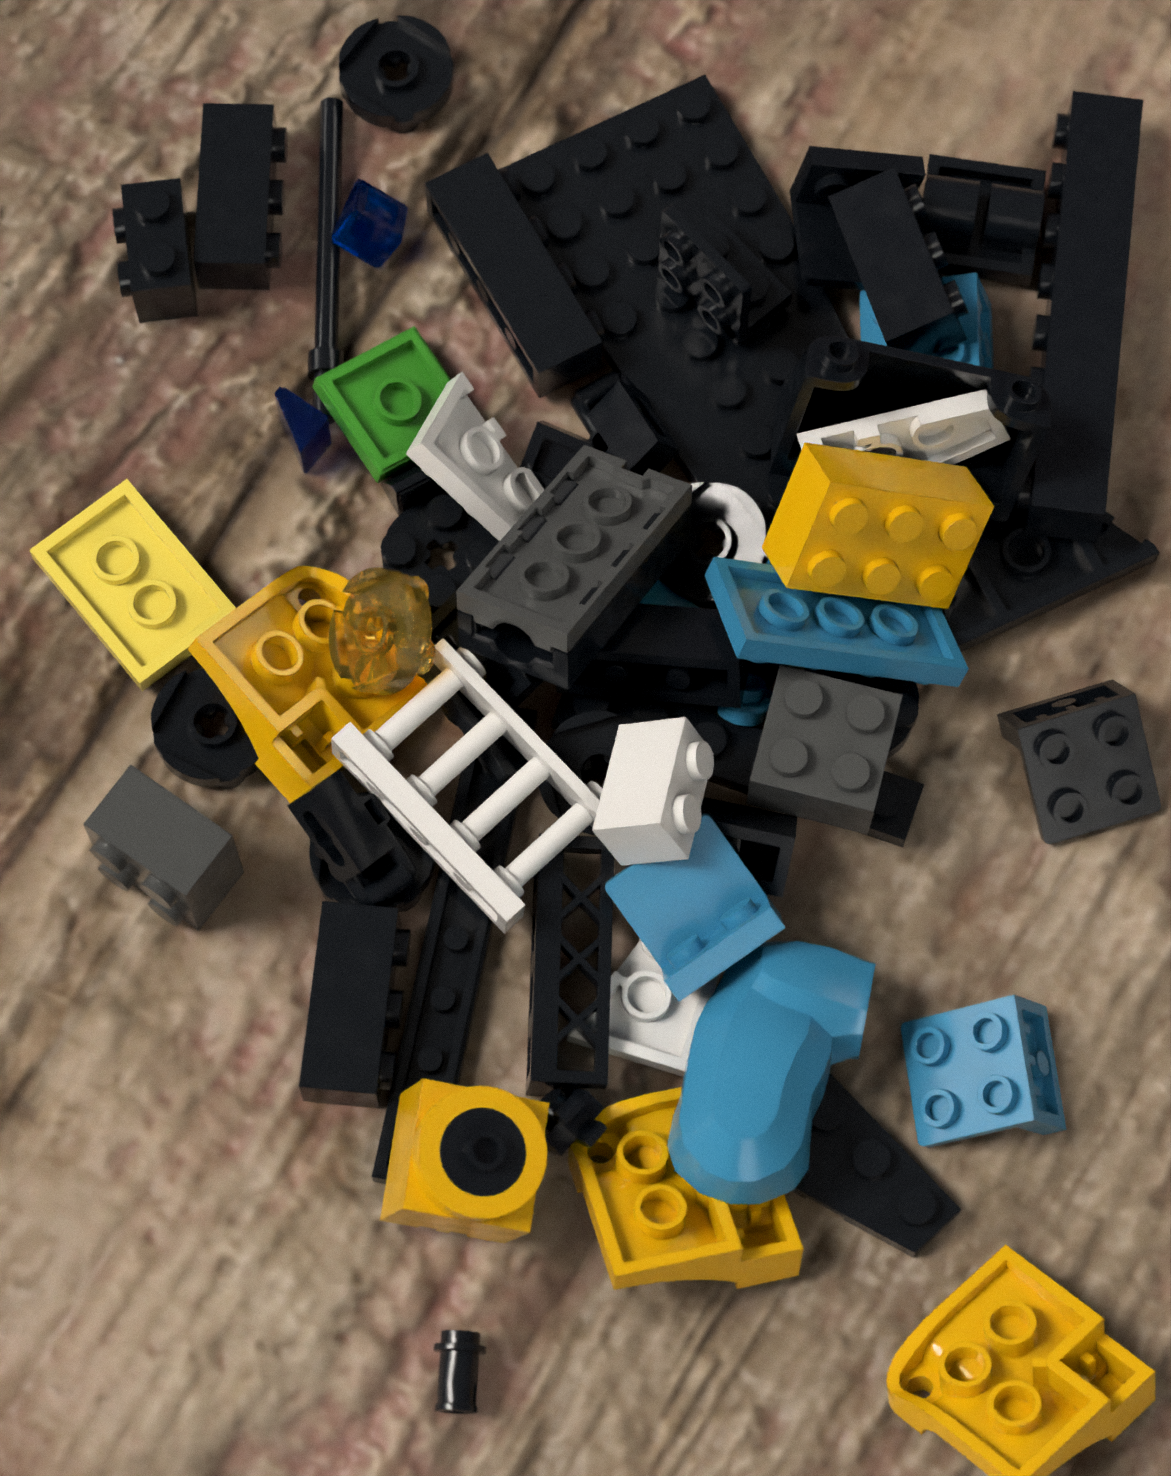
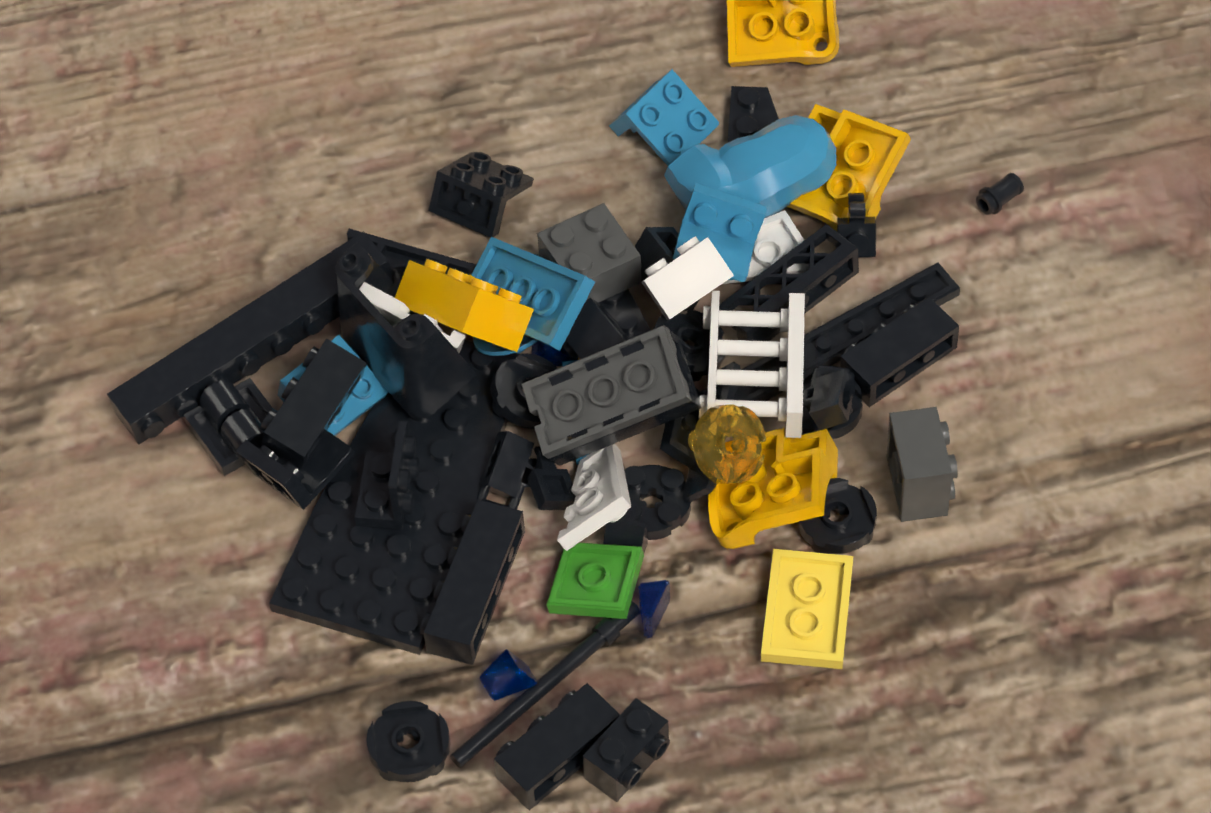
camera: 130 degrees left, 15 degrees down
(466, 1160) = (919, 237): yellow piece -> none

